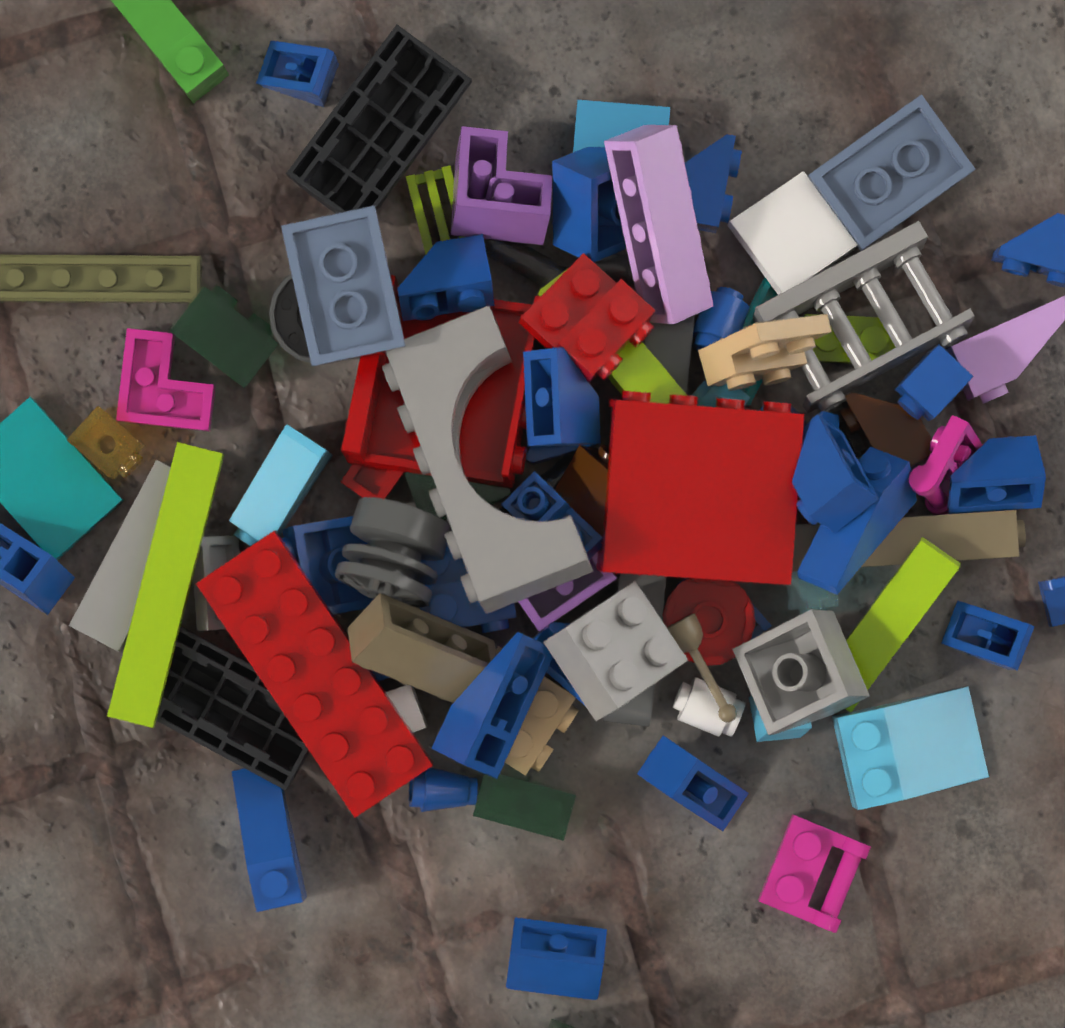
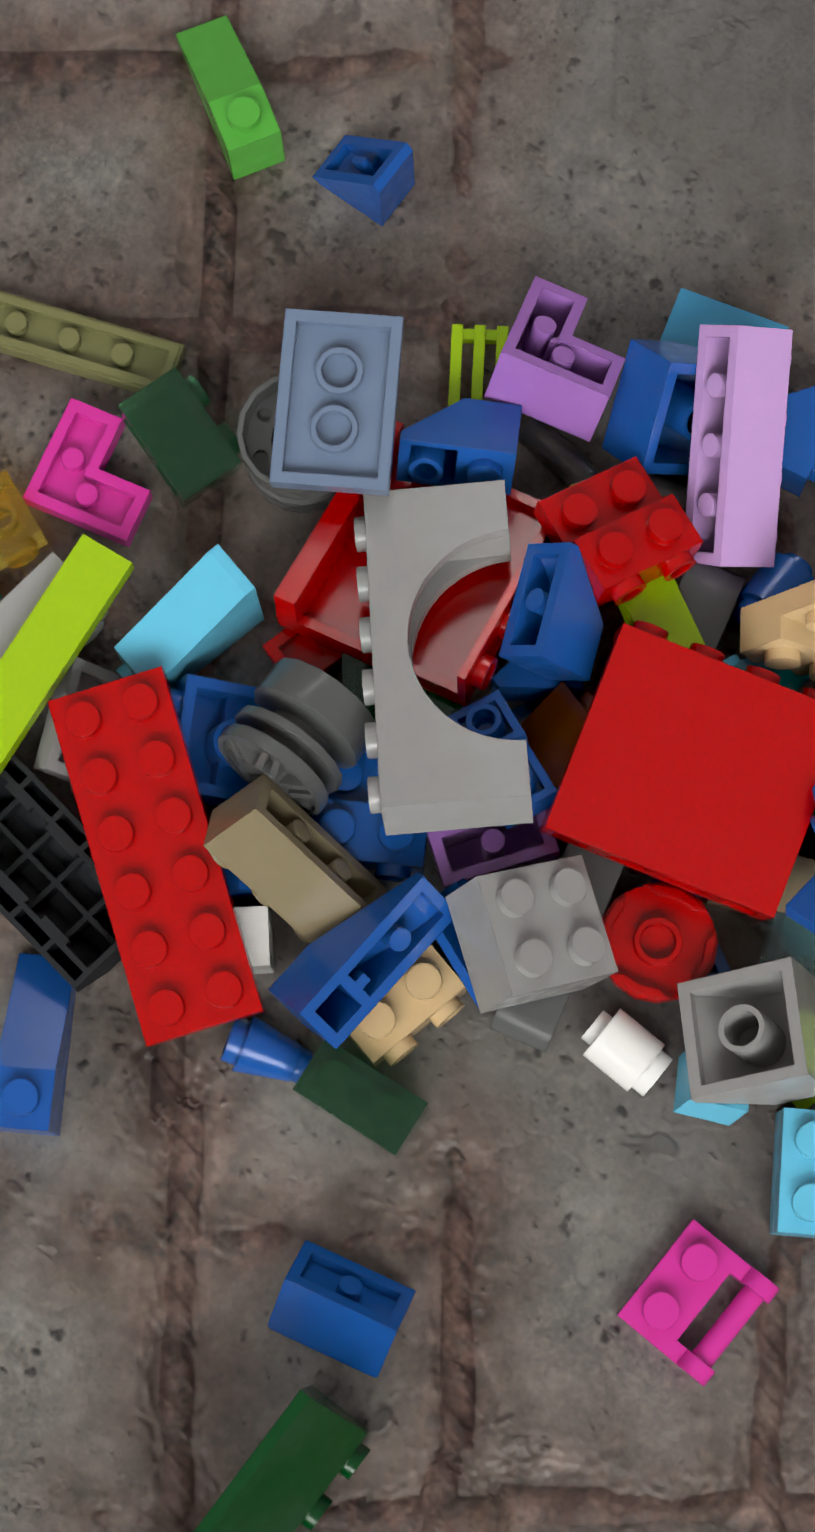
camera: 20 degrees right, 10 degrees down
(379, 125) = (443, 249): black piece -> none
(688, 636) = (628, 949): dark tan hinge -> none
(692, 783) = (578, 1139): blue slope -> none

